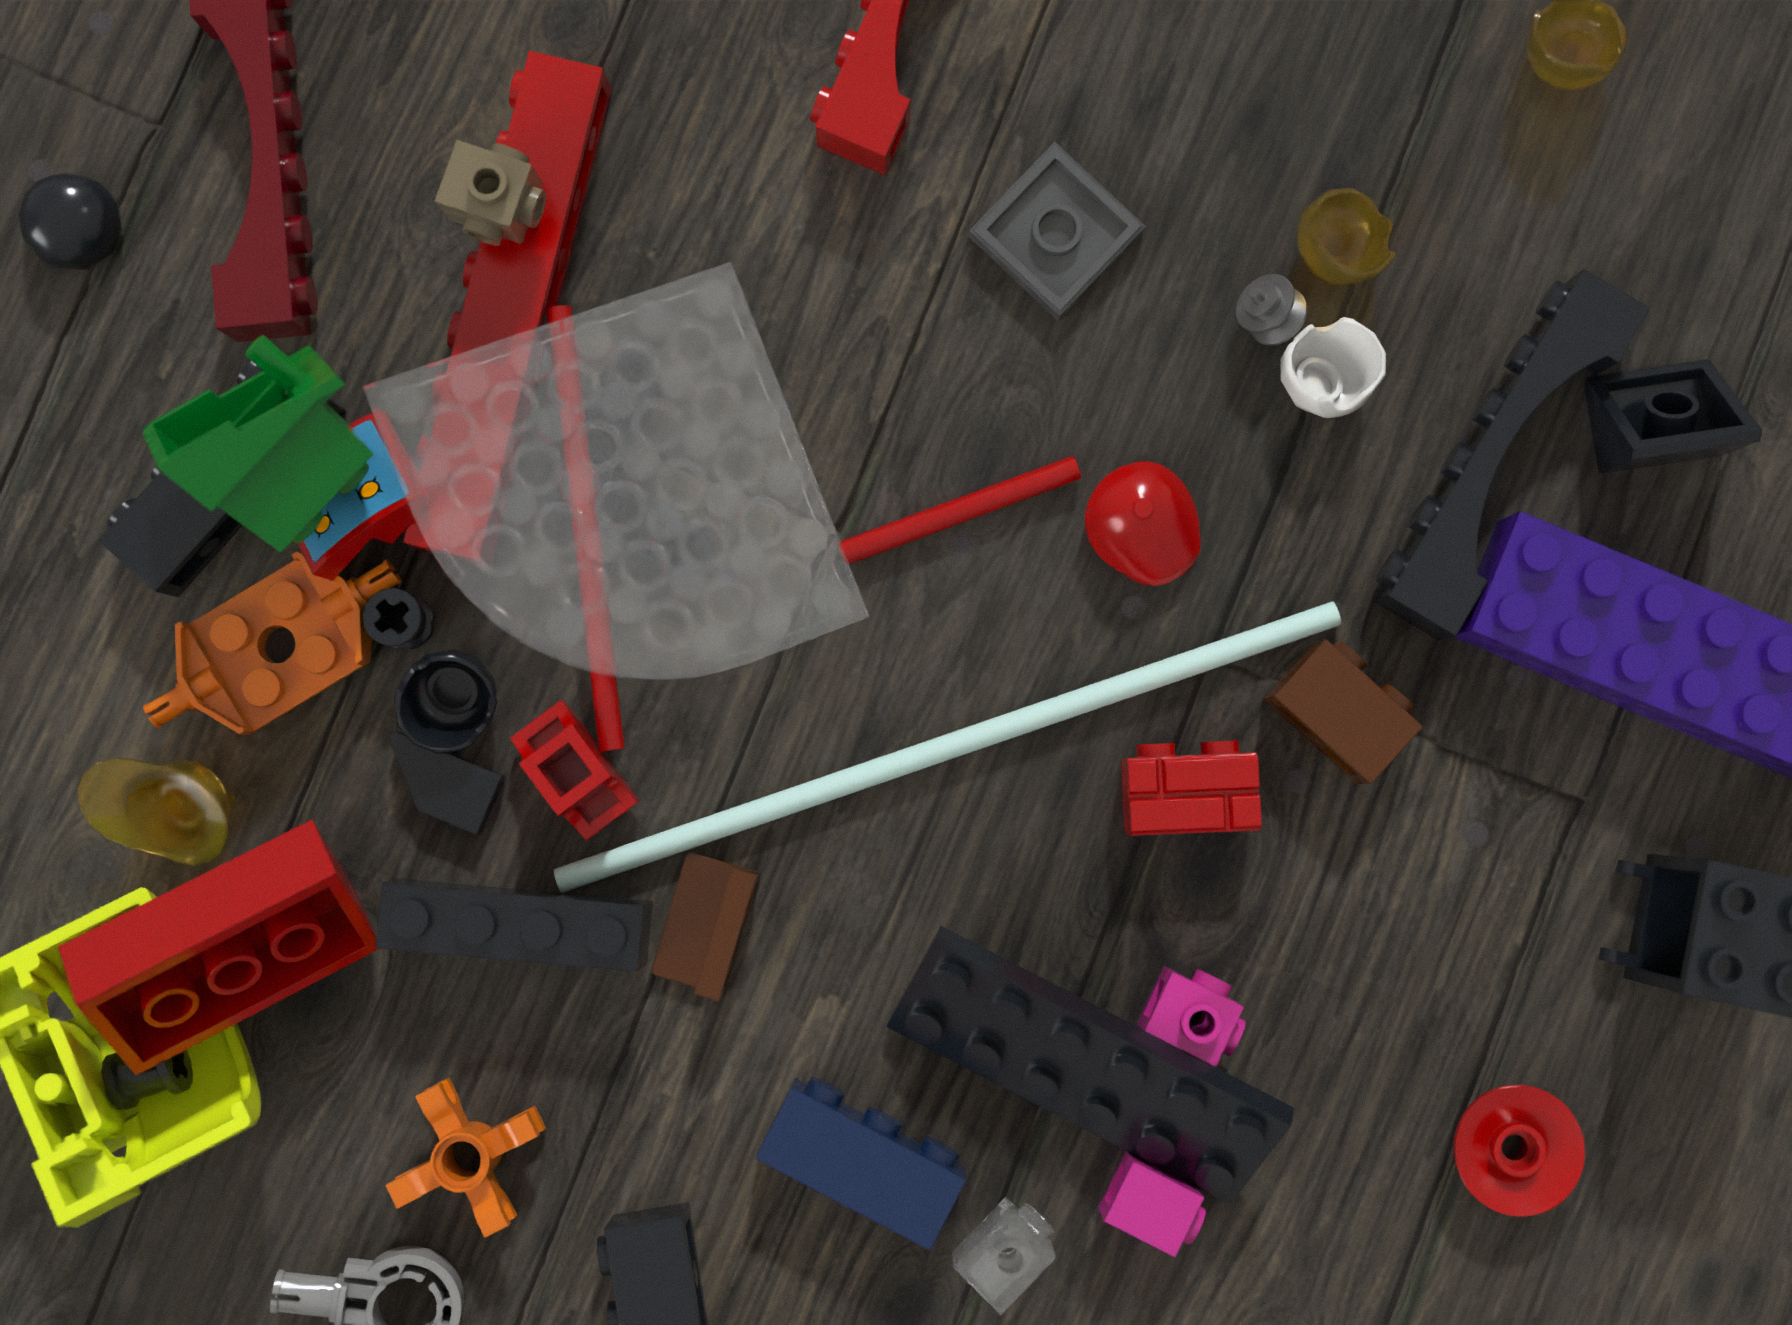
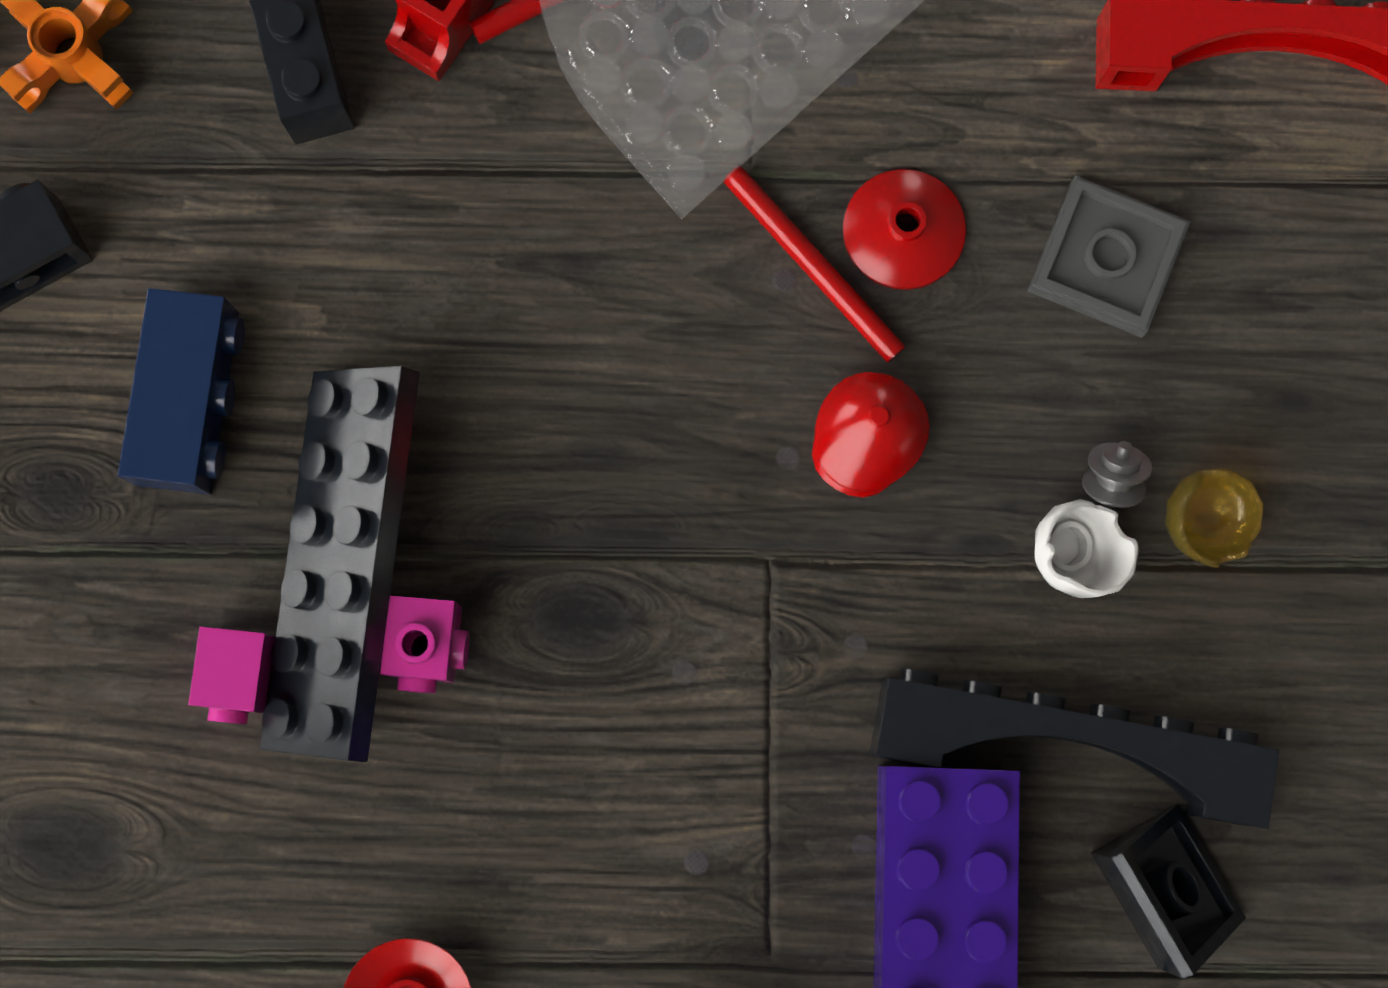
camera: 65 degrees right, 5 degrees down
(705, 924) = (349, 181): reddish brown panel -> none
(946, 747) = (599, 342): light aqua piece -> none
(948, 442) = (900, 257): none -> red dish
(1001, 1275) = (139, 550): clear brick -> none
(1190, 791) = (633, 565): red brick -> none
(1344, 710) = (765, 682): reddish brown brick -> none

